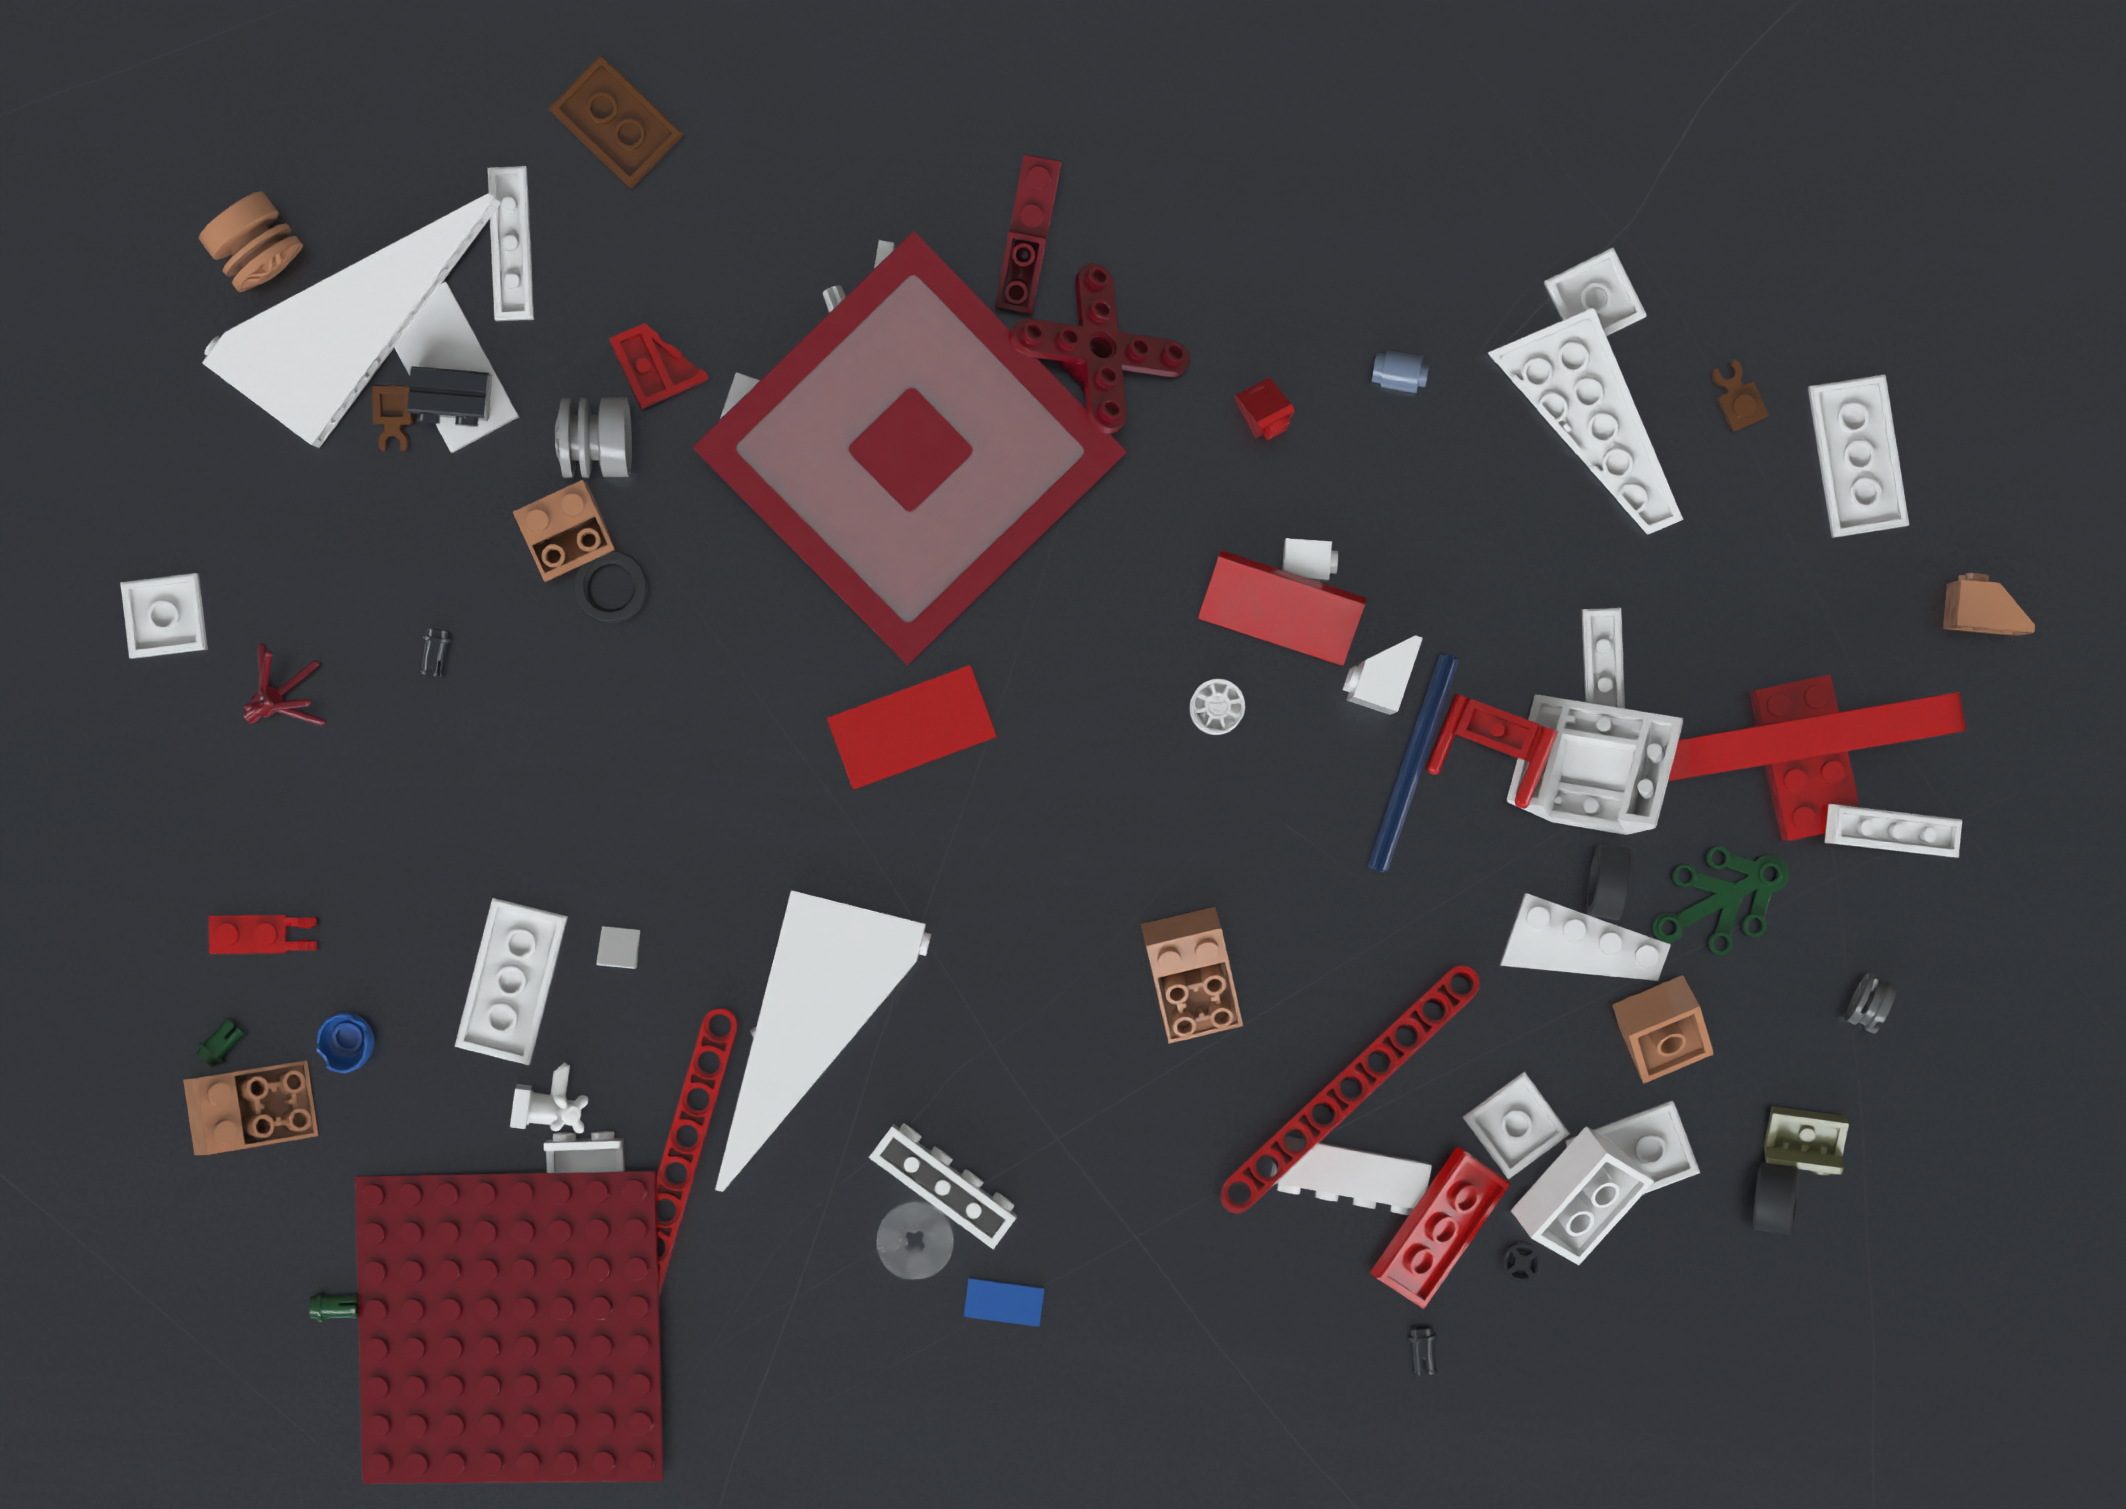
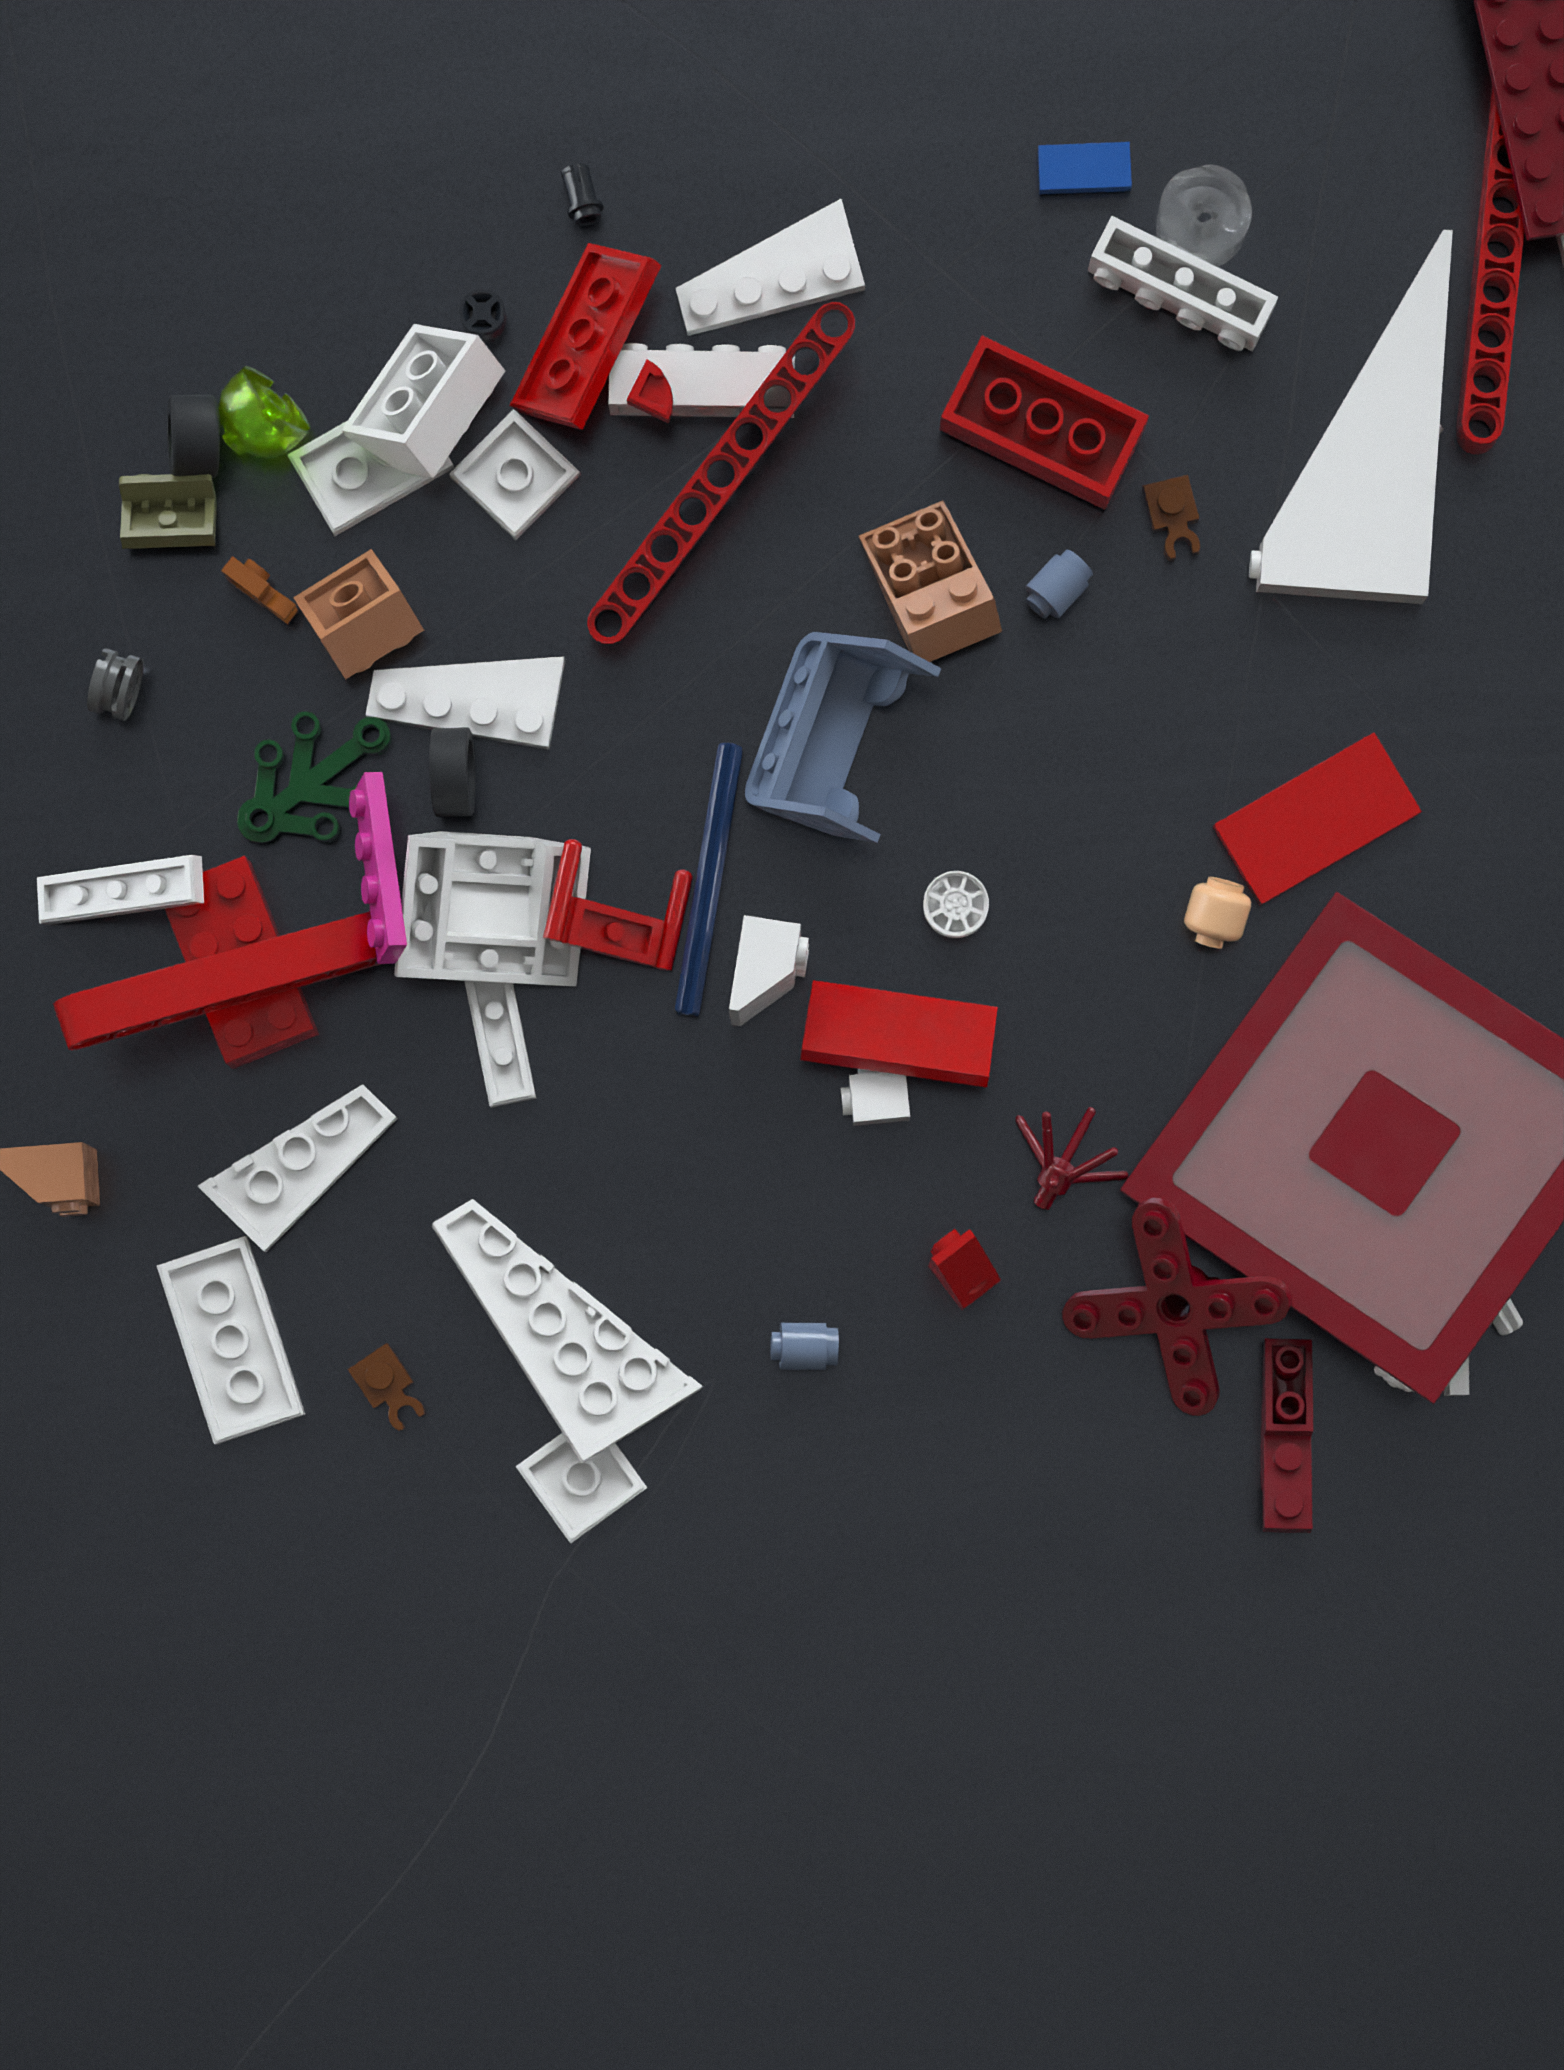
camera: 175 degrees right, 5 degrees down
(983, 1004) = (1171, 509): none -> reddish brown plate
(1007, 663) = (1217, 912): none -> light nougat head
(1077, 1089) = (1043, 422): none -> red brick
(1088, 954) = (1058, 584): none -> sand blue brick
(1173, 475) = (1059, 1173): none -> dark red plant
(1268, 1256) = (784, 272): none -> white wing
(1304, 866) = (820, 726): none -> sand blue windscreen
(1394, 1167) = (652, 393): none -> red tile
(1683, 796) = (380, 881): none -> dark pink plate
(1719, 1205) = (258, 417): none -> clear neon green cylinder
(1745, 1070) = (252, 581): none -> dark orange plate
(1792, 579) = (287, 1176): none -> white wing

